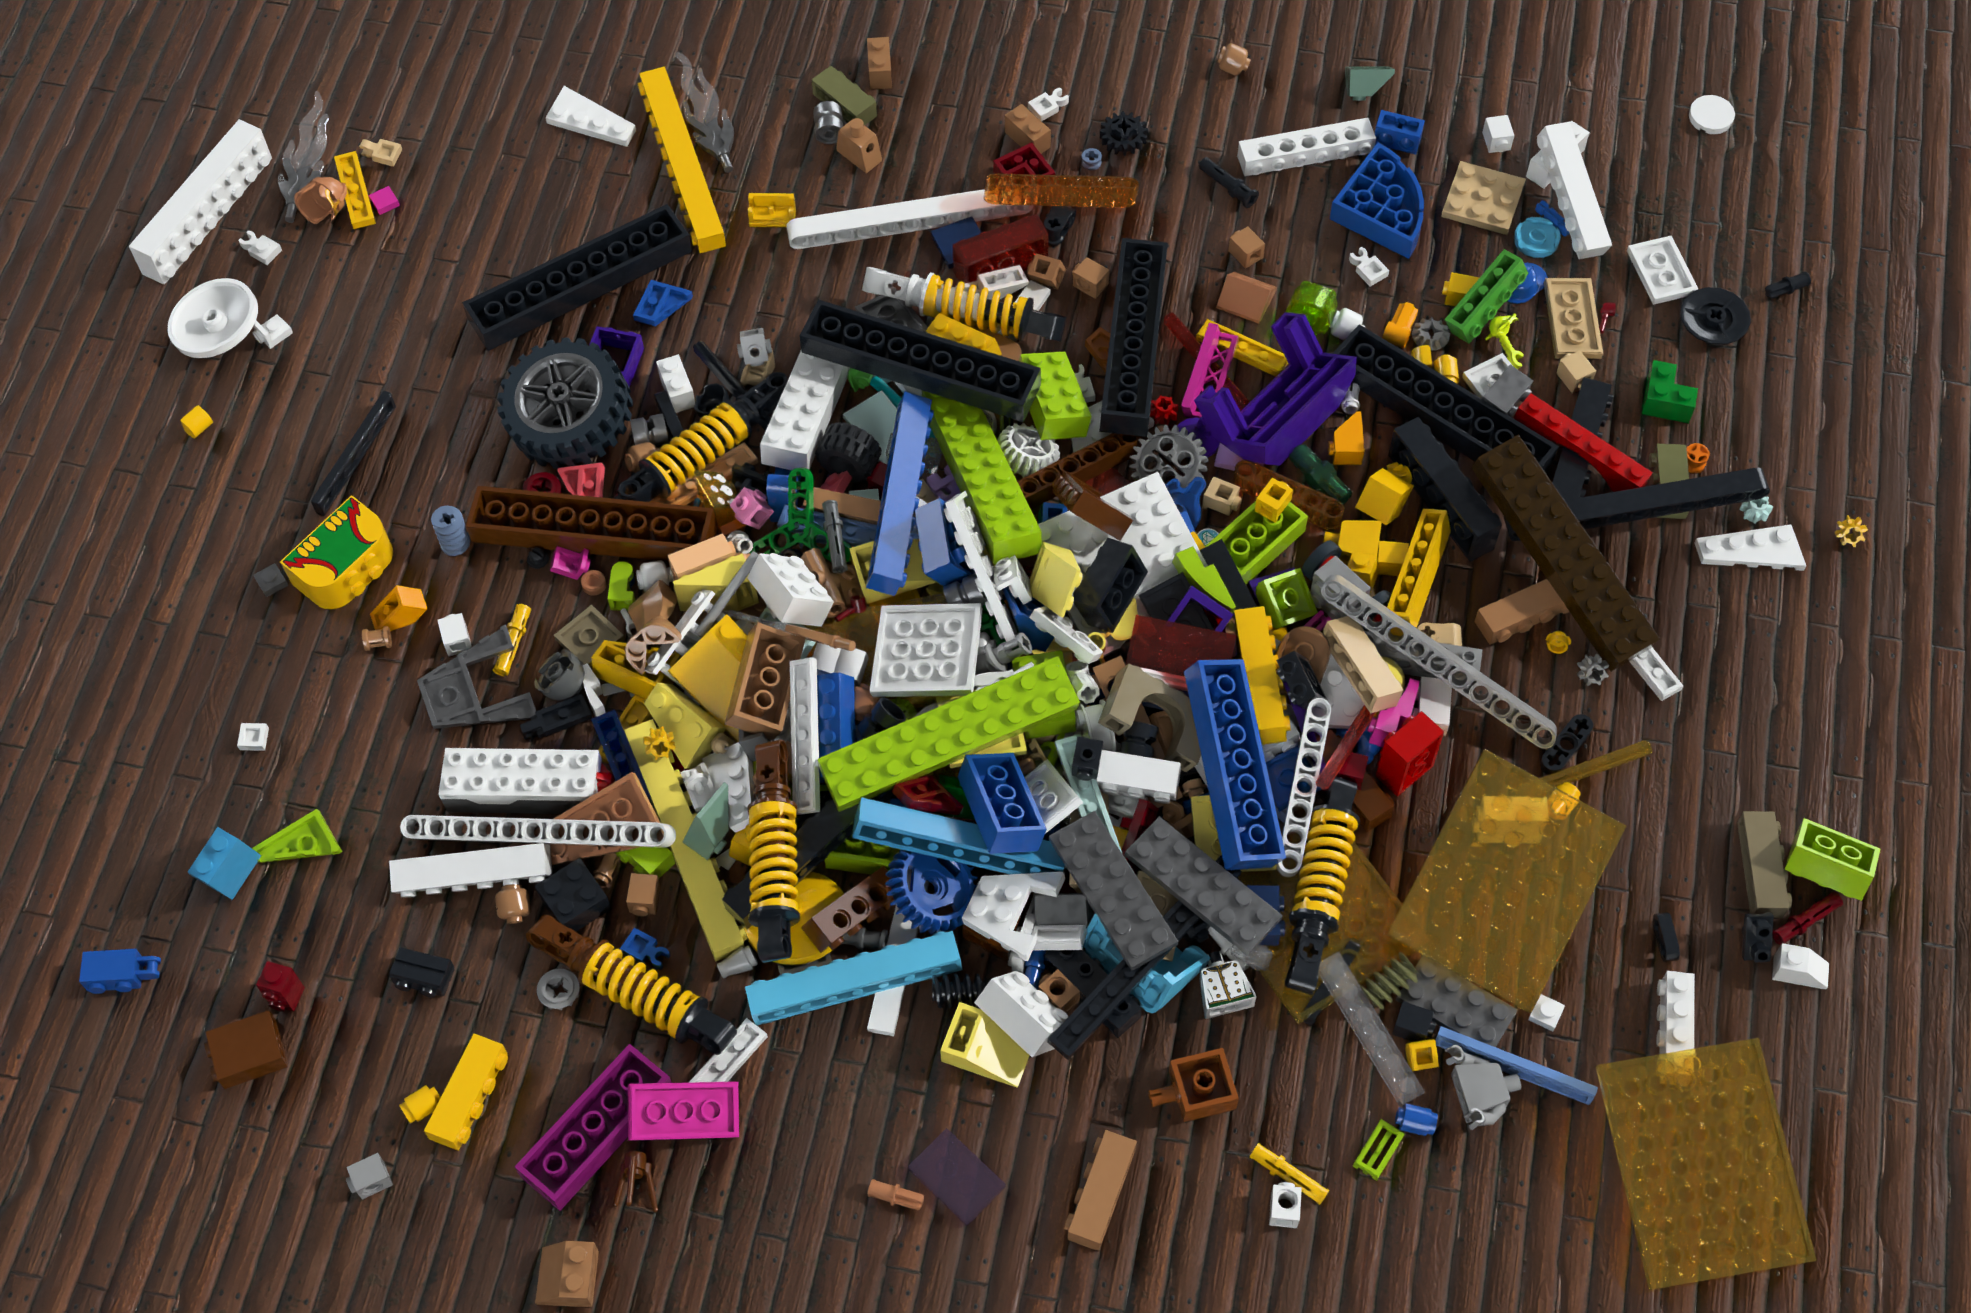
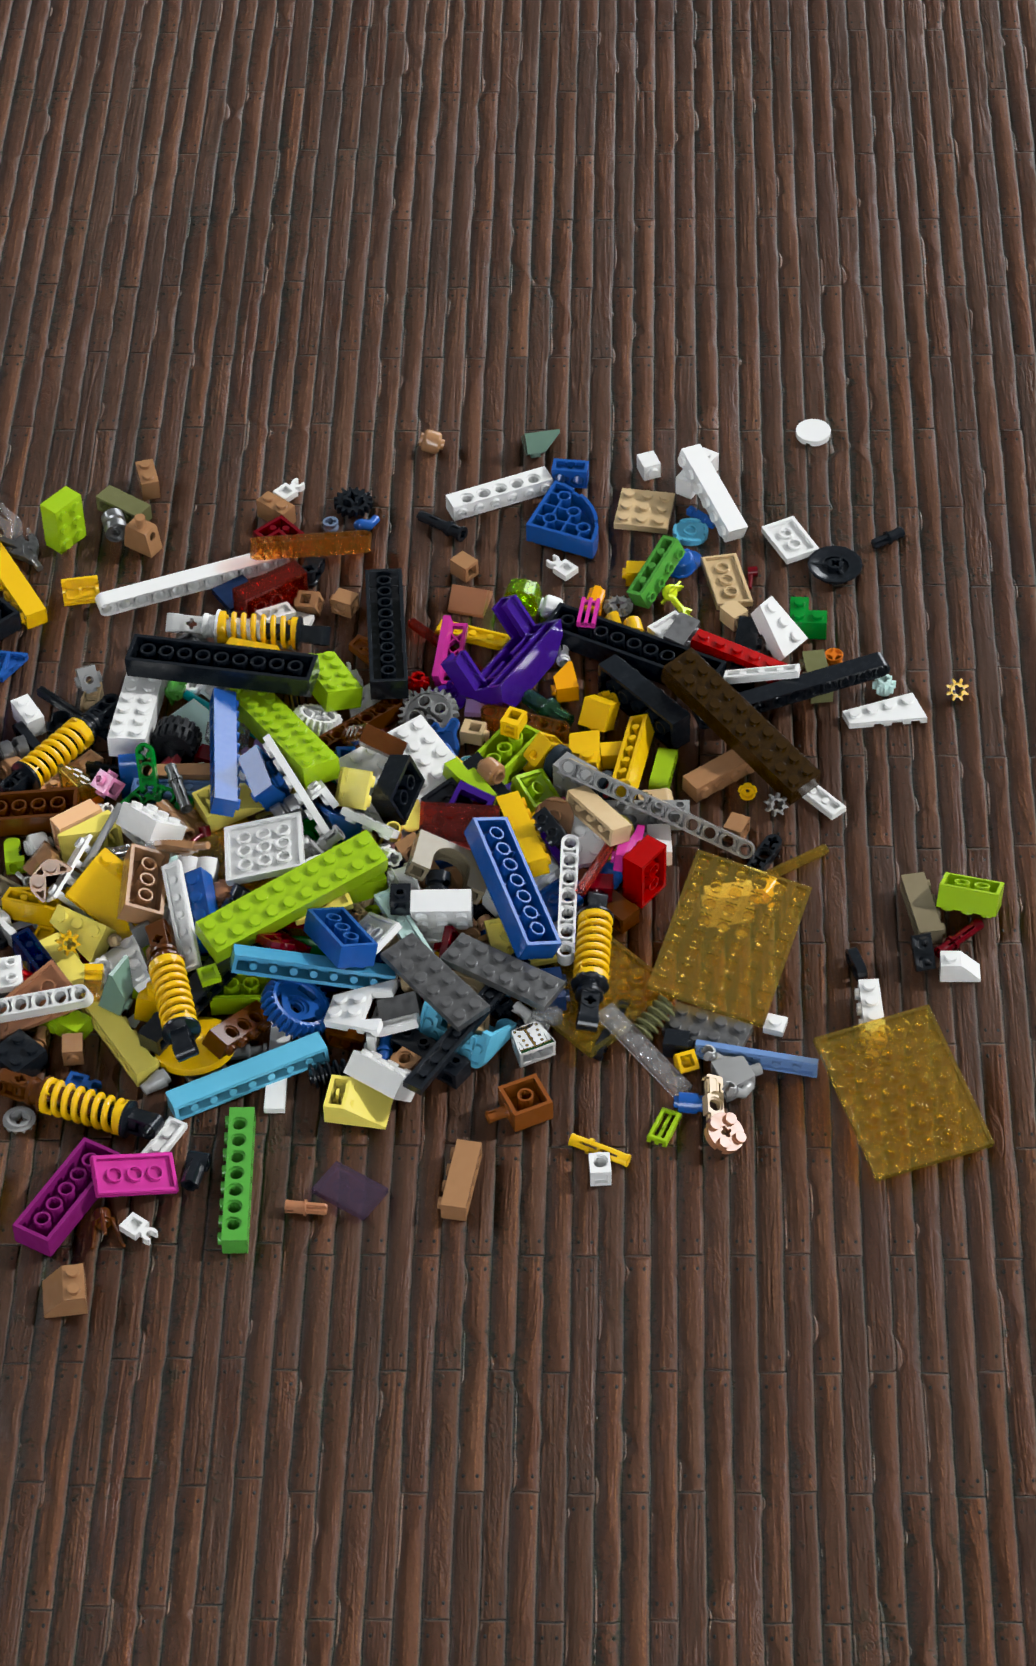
camera: 10 degrees left, 15 degrees down
(674, 1187) = (136, 1227): none -> white plate
(682, 807) = (94, 980): none -> leg
(765, 109) = (63, 519): none -> lime brick
(767, 1102) = (196, 1165): none -> black piece
(802, 1232) = (238, 1180): none -> bright green brick
(825, 829) = (209, 975): none -> lime tile
(1135, 166) = (365, 524): none -> blue arm
(1234, 571) = (491, 770): none -> medium nougat head
(1302, 543) = (539, 750): none -> yellow torso
(1397, 332) = (589, 603): none -> dark pink tile
(1449, 1154) = (713, 1093): none -> tan piece
(1454, 591) = (663, 768): none -> lime beam
(1471, 1179) = (733, 1128): none -> plate
(1539, 694) = (737, 824): none -> medium nougat brick
(1602, 475) = (762, 673): none -> white tile
(1631, 408) = (777, 628): none -> white wedge

